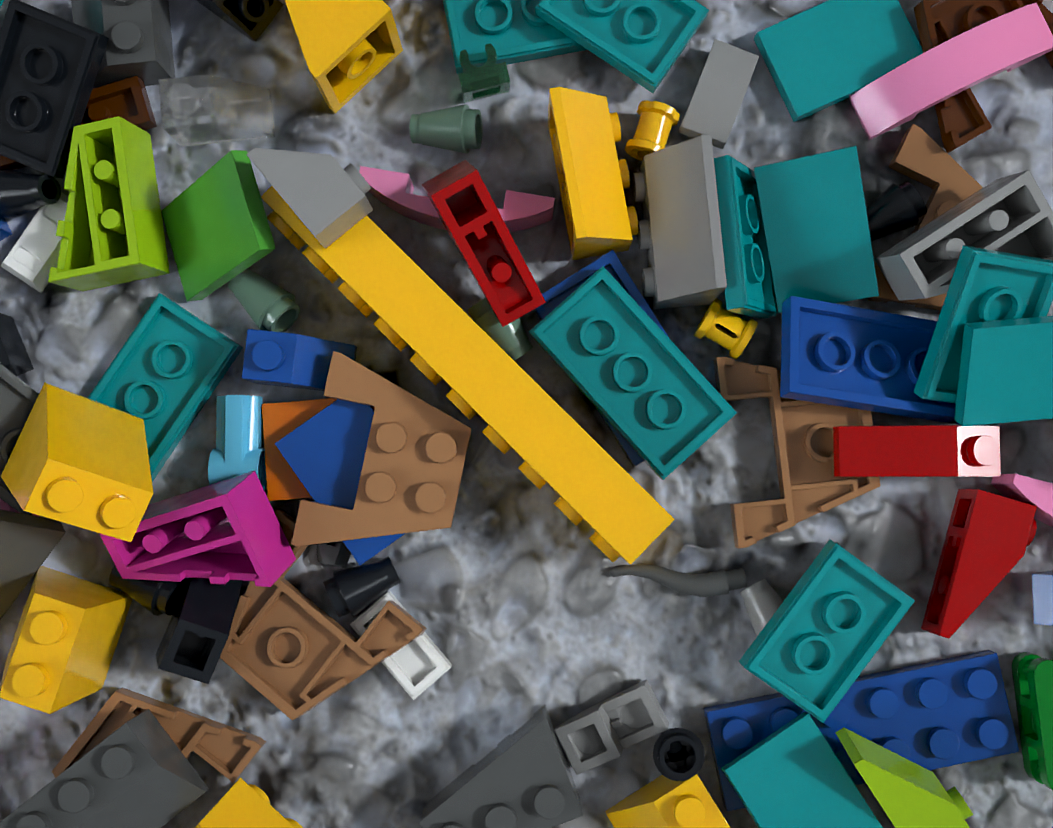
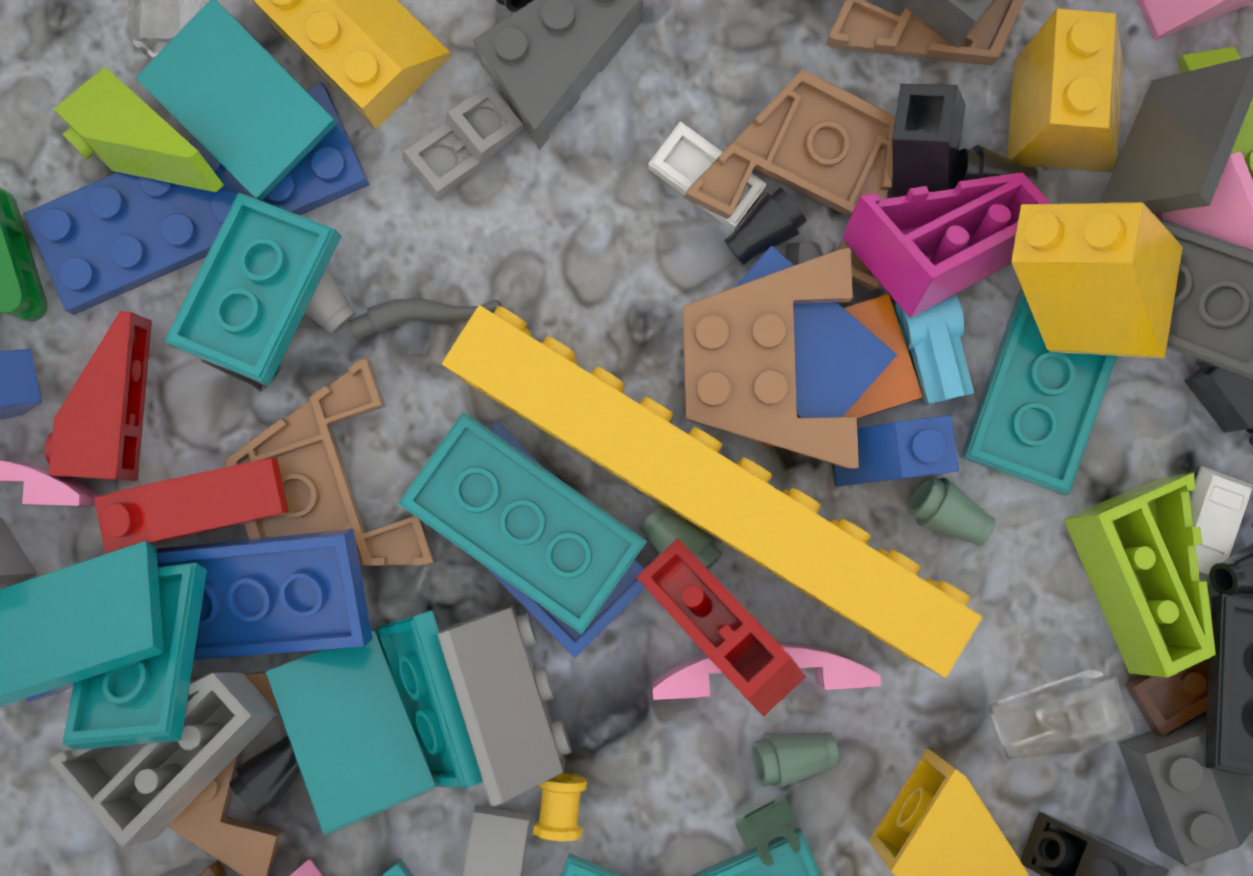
camera: 165 degrees right, 0 degrees up
(218, 226) = (1022, 578): bright green tile -> none
(316, 189) = (921, 633): light grey slope -> none
(590, 173) = (618, 740): yellow slope -> none
(678, 765) = (381, 117): black cone -> none
(733, 342) = (425, 594): yellow bush -> none

